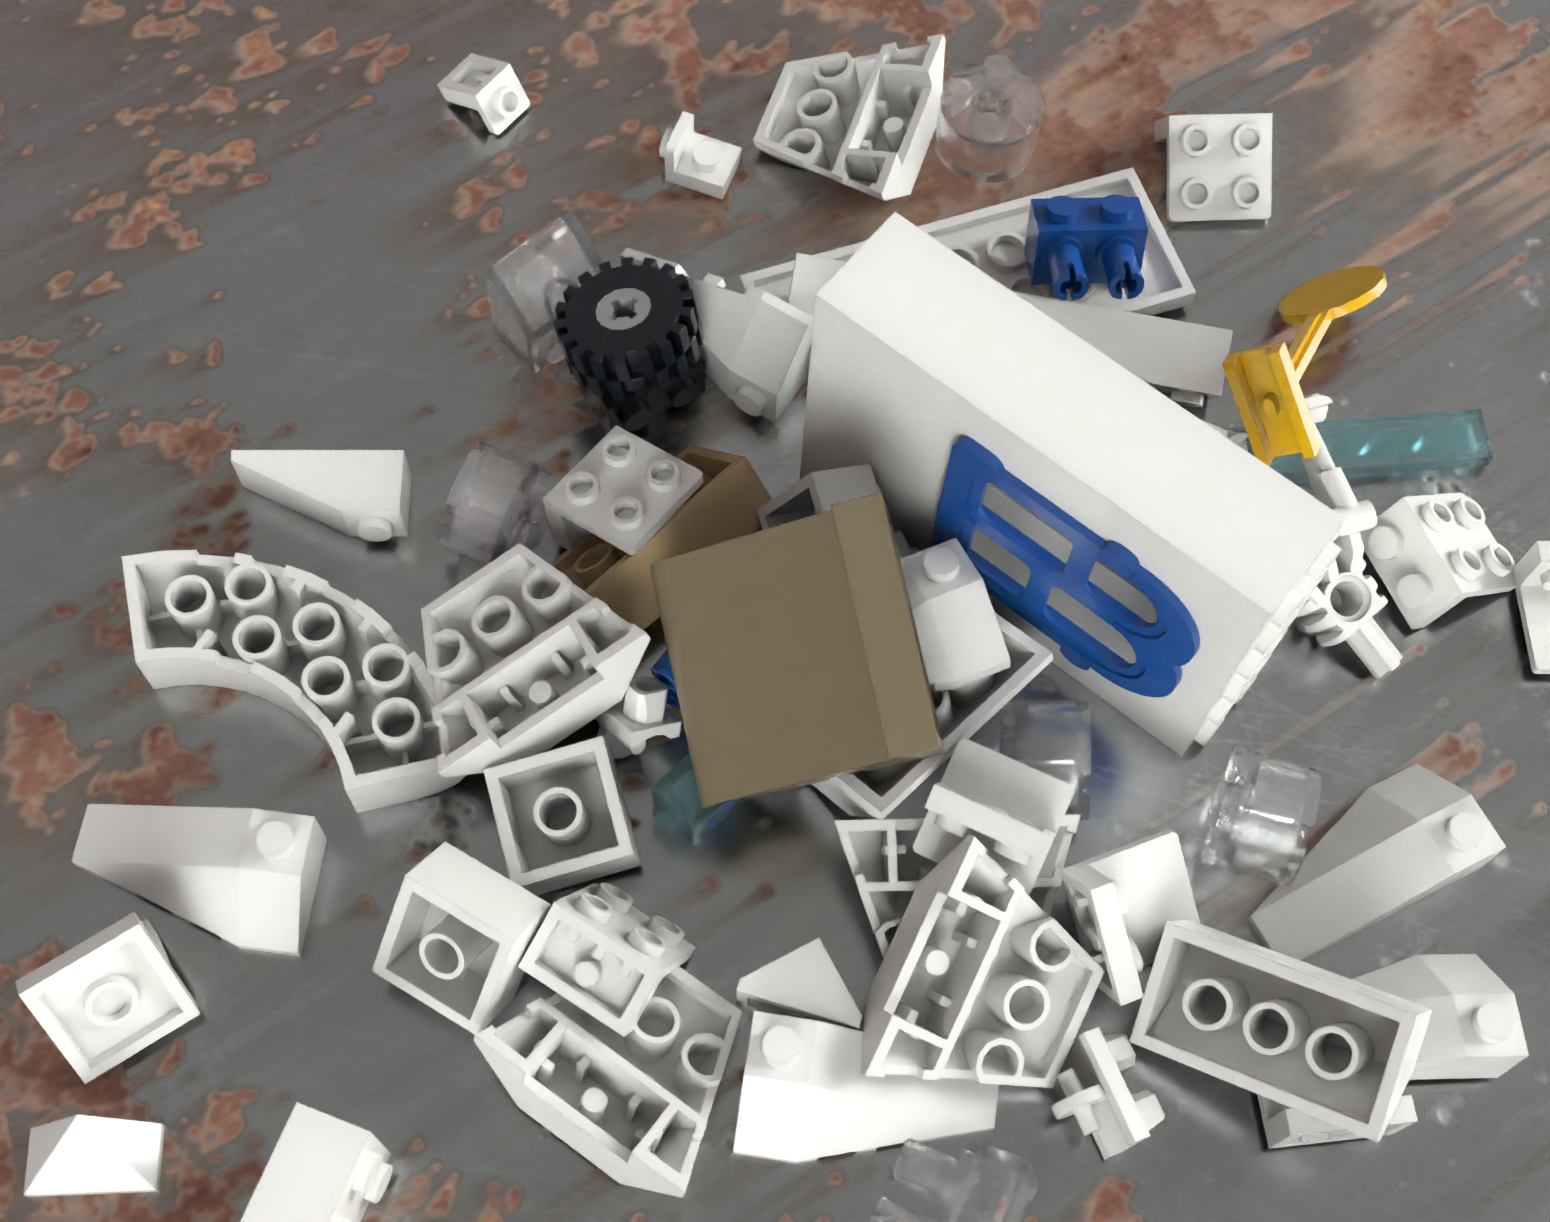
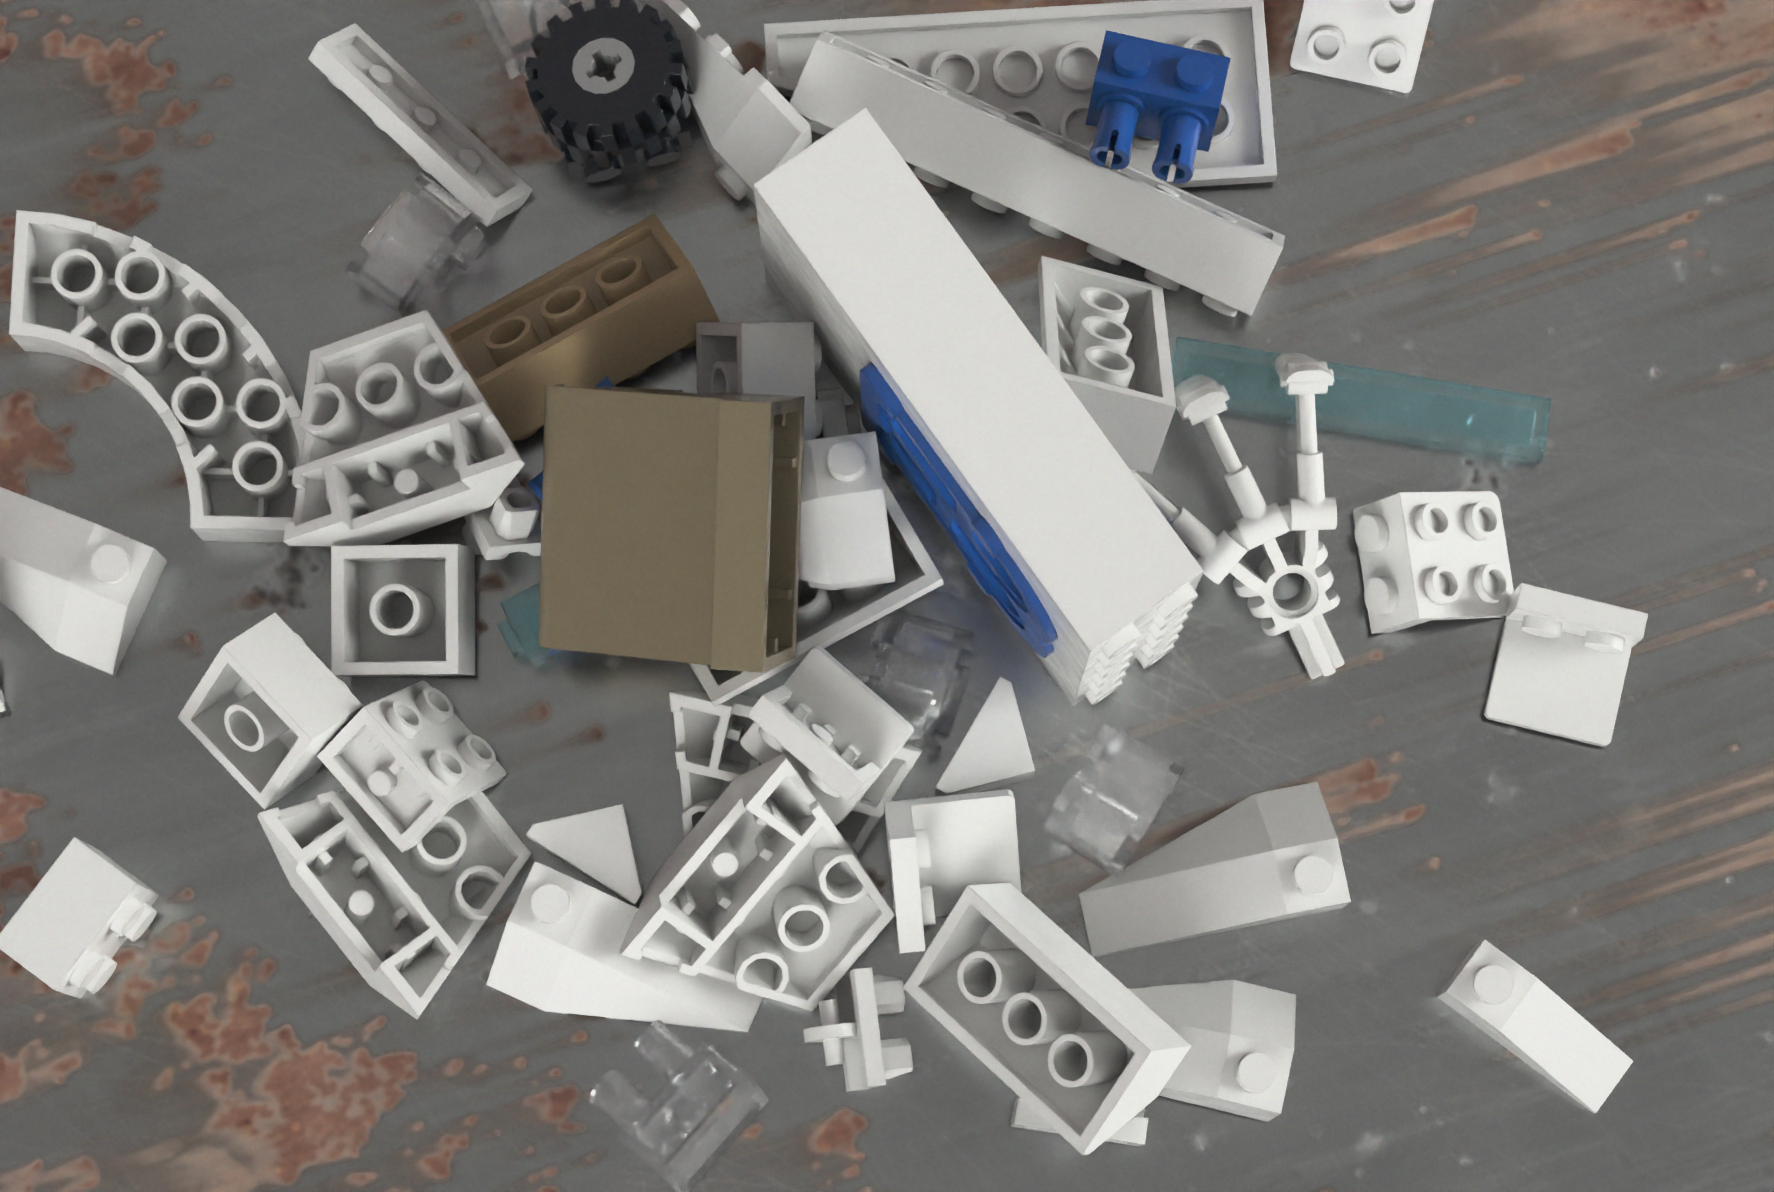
camera: 20 degrees right, 15 degrees up
(345, 489) = (273, 181): white slope -> none
(459, 412) = (420, 124): none -> white plate
(619, 493) = (554, 270): white bracket -> none
(1133, 800) = (992, 750): none -> white slope
(1269, 376) = (1404, 227): yellow piece -> none

